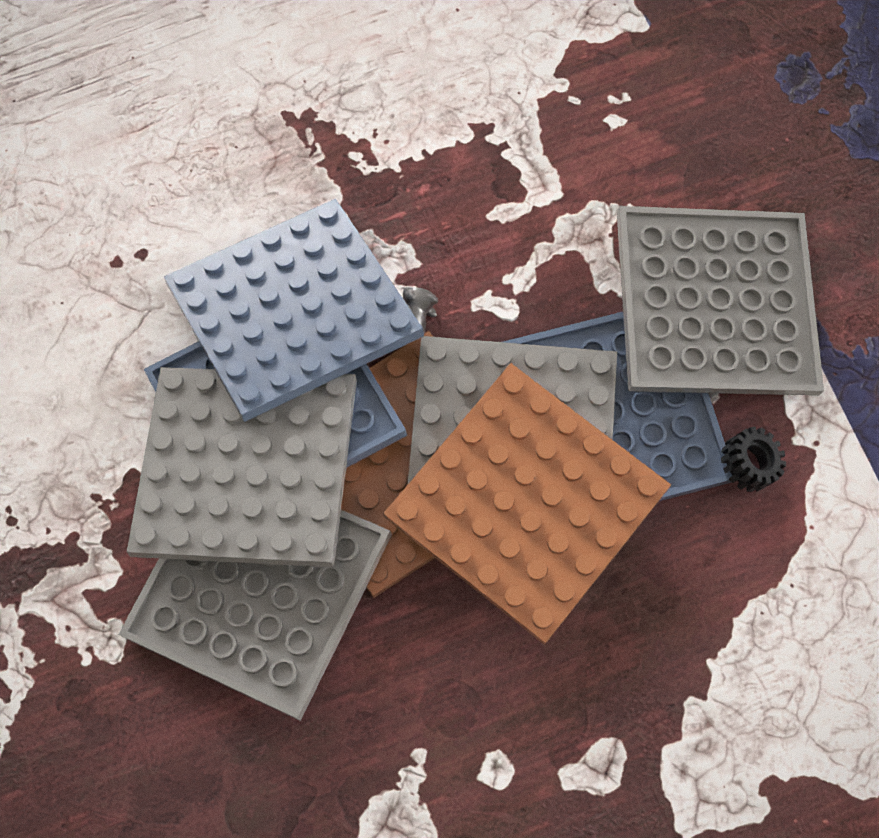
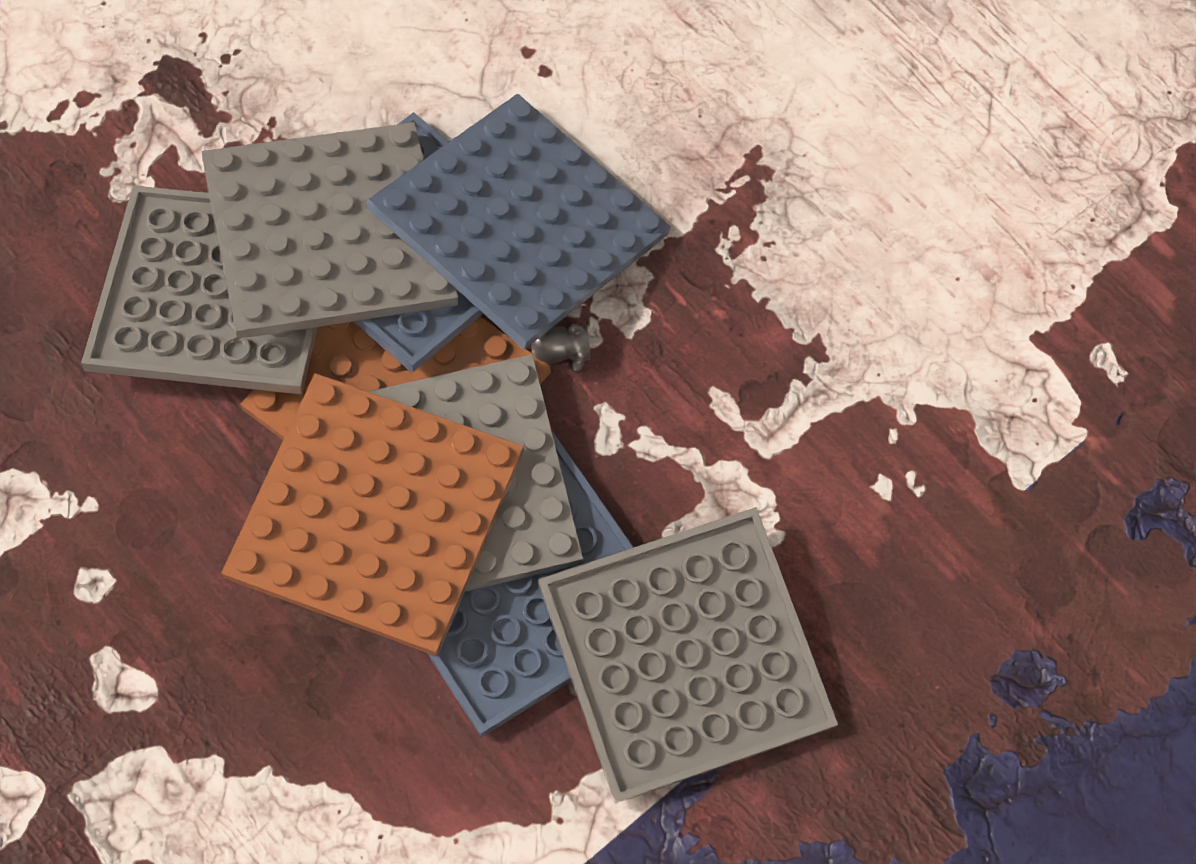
camera: 75 degrees right, 5 degrees down
(765, 452) = (527, 755): black tyre -> none

